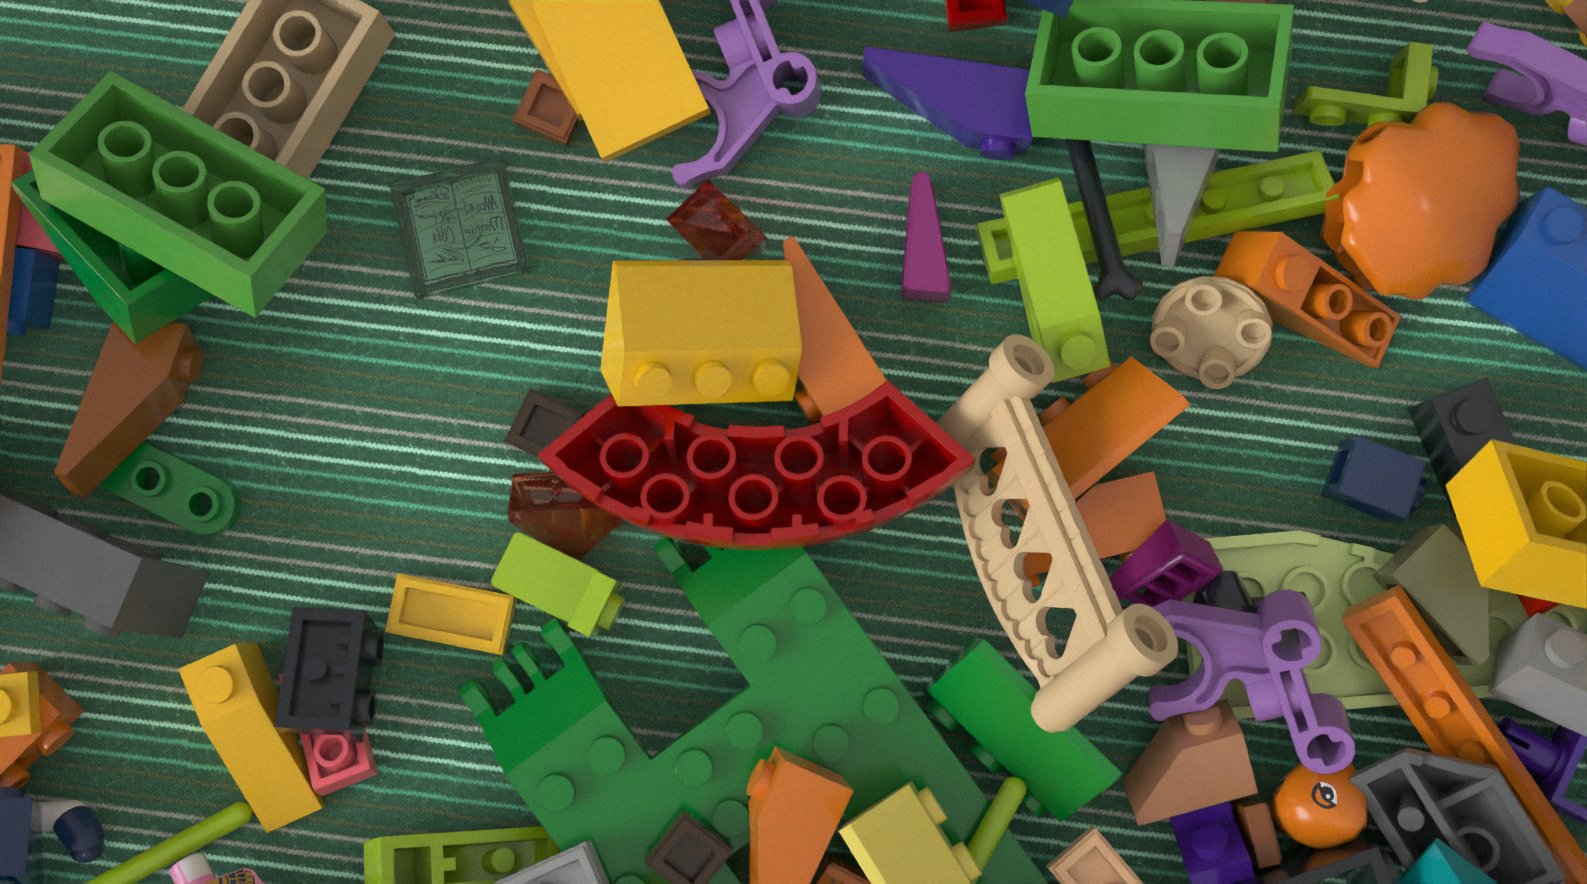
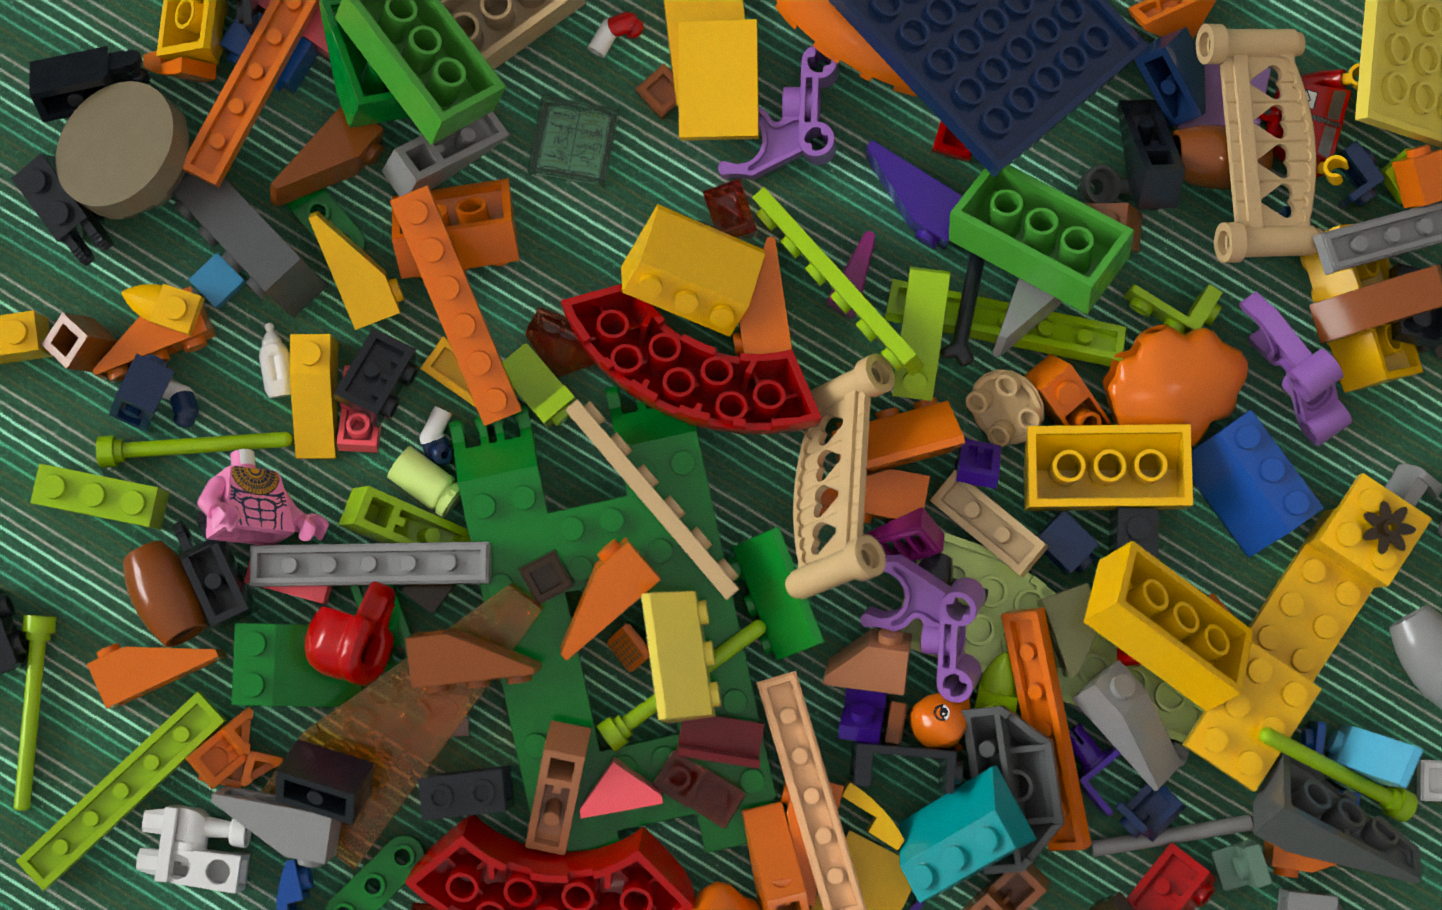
camera: 20 degrees right, 0 degrees up
(50, 638) = (217, 281): none -> dark azure tile
(177, 715) = (274, 364): none -> white piece
(242, 546) = (359, 278): none -> yellow slope
(265, 353) = (424, 164): none -> light grey slope
(347, 420) = (478, 223): none -> orange slope
(392, 524) = (456, 305): none -> orange plate
(446, 50) = (612, 28): none -> arm
(447, 721) = (433, 438): none -> arm
(459, 787) = (425, 481): none -> yellowish green piece
(540, 422) = (569, 282): dark brown tile -> none
(817, 687) = (666, 510): none -> tan plate
(929, 271) = (846, 295): none -> lime plate
(1212, 425) = (978, 463): none -> dark purple bracket
(1262, 500) = (989, 524): none -> tan plate
(1377, 721) = (997, 685): none -> lime plate
(1390, 351) = (1108, 467): none -> yellow slope

